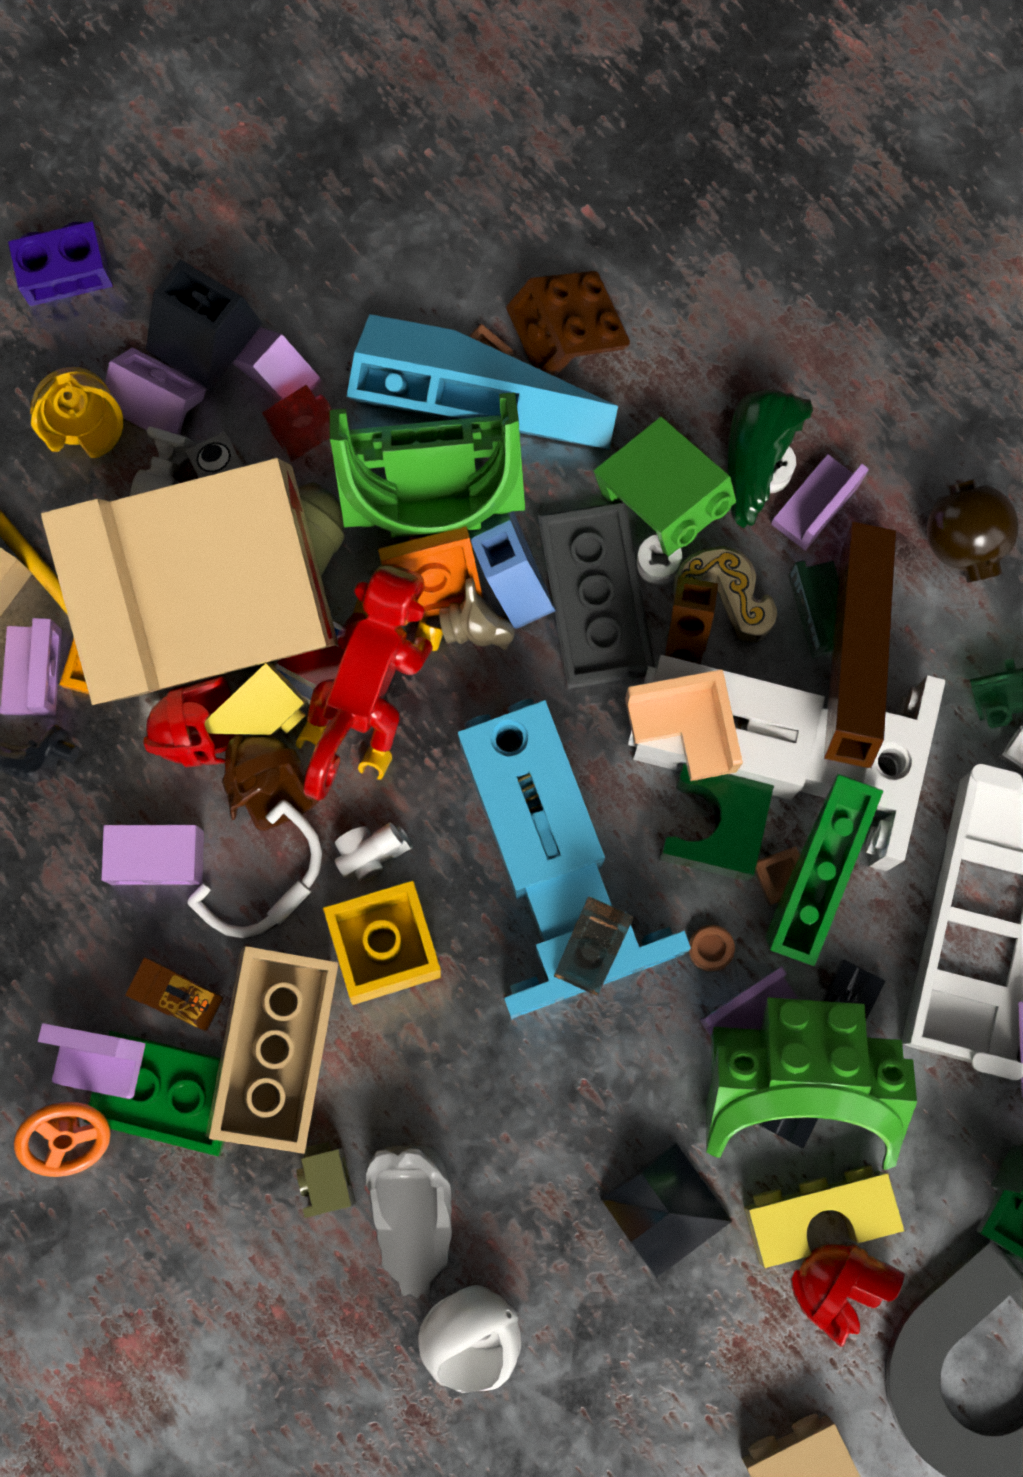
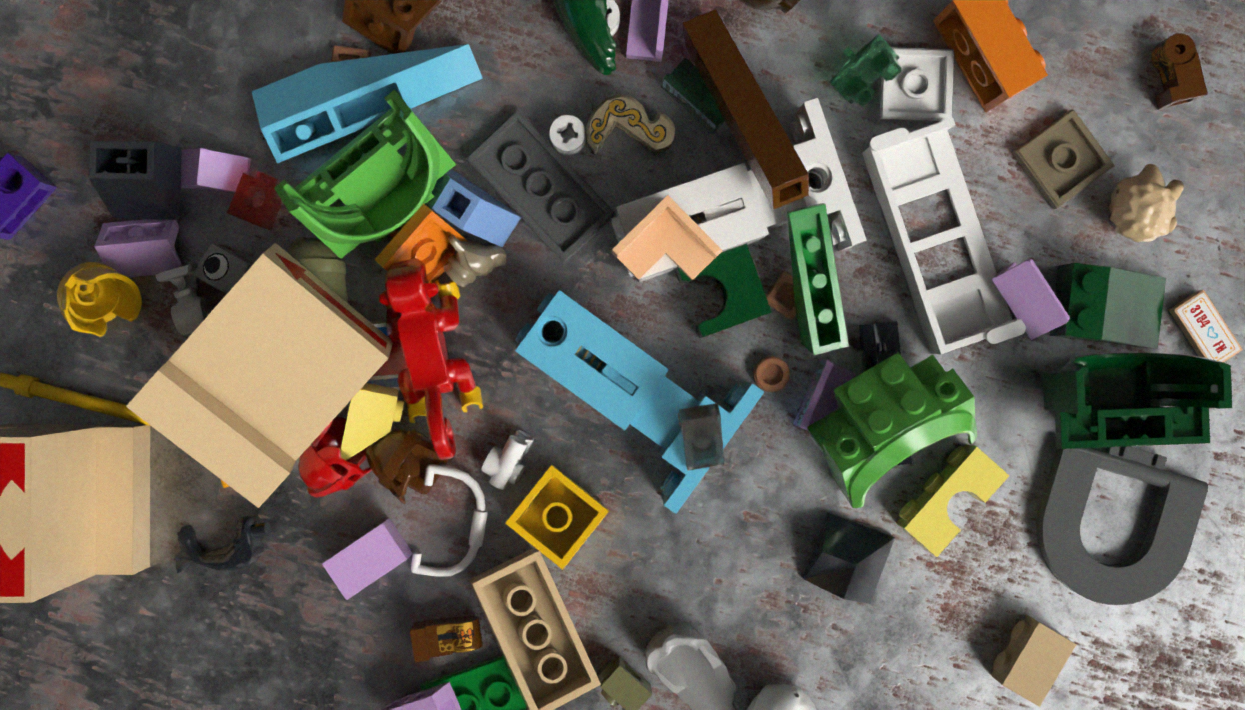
camera: 40 degrees left, 10 degrees up
(31, 669) = (197, 491): lavender panel -> none
(667, 484) = (539, 79): bright green panel -> none
(691, 619) = (617, 164): reddish brown leg -> none
(839, 1273) = (983, 531): red helmet -> none

